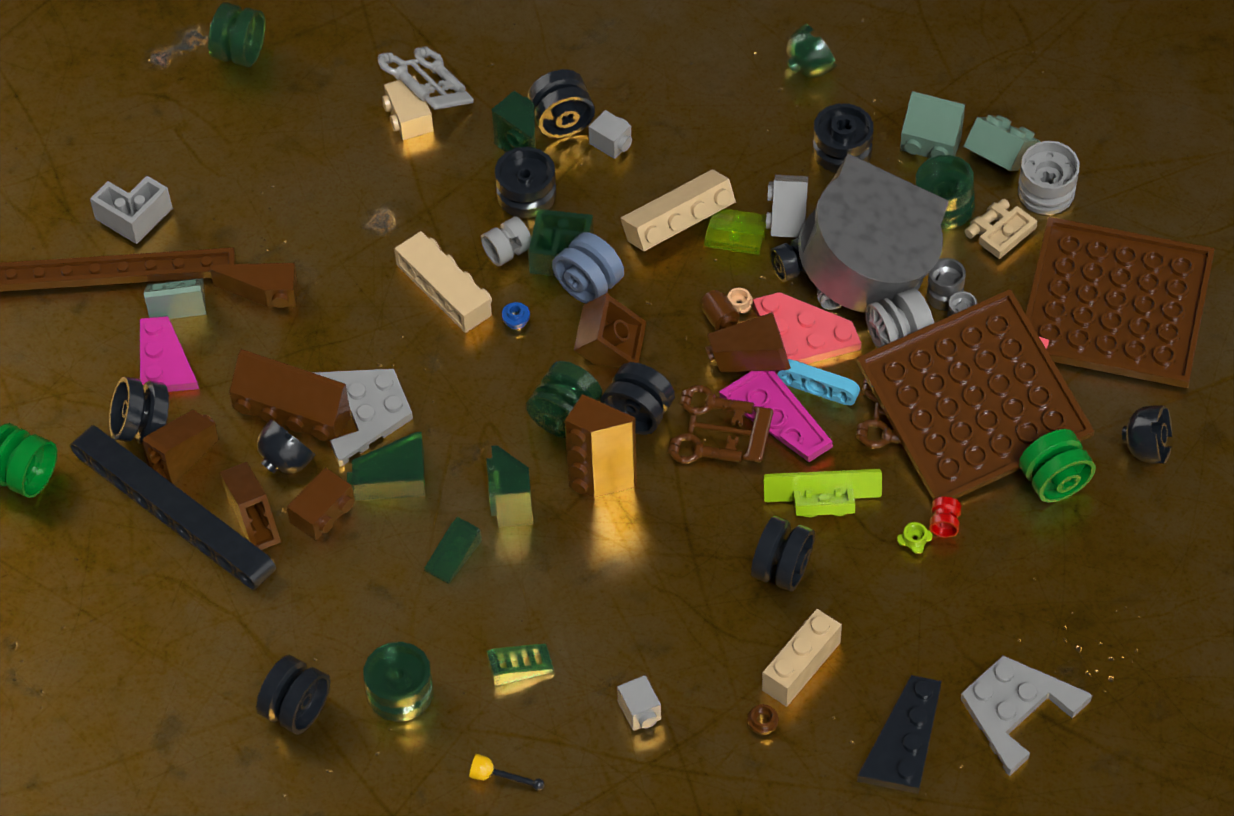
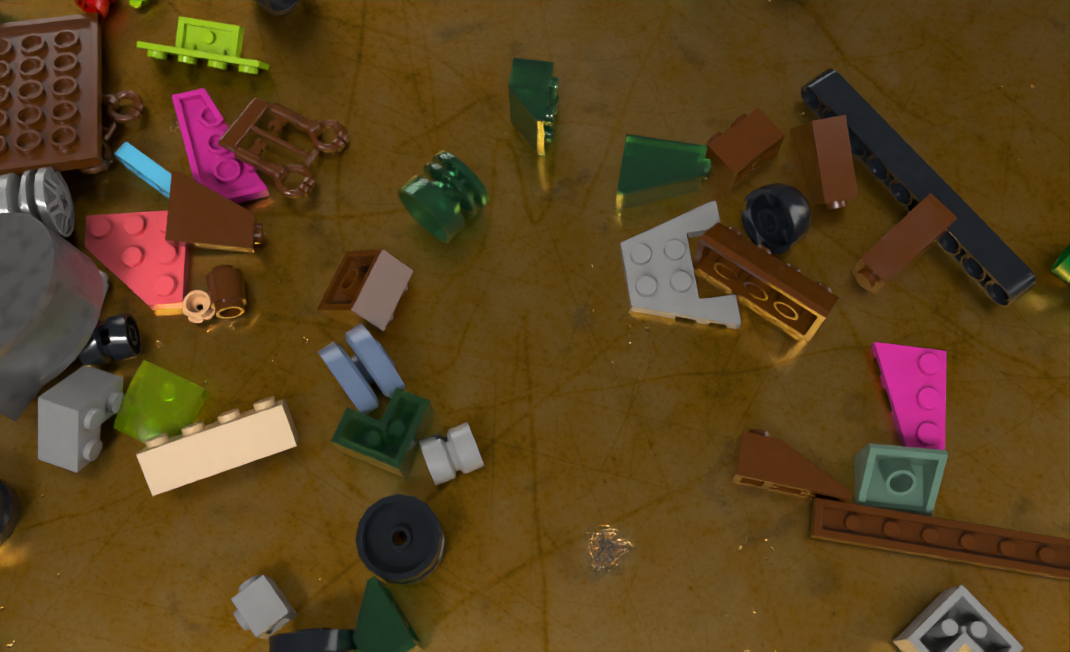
camera: 165 degrees left, 15 degrees up
(137, 409) = (948, 285): black wheel -> none
(443, 281) = (546, 415): tan brick -> none
(454, 550) = (606, 74): clear green slope -> none
(515, 321) = (472, 359): blue plate -> none
(600, 448) = (423, 86): reddish brown slope -> none
(640, 393) = (360, 177): black wheel -> none

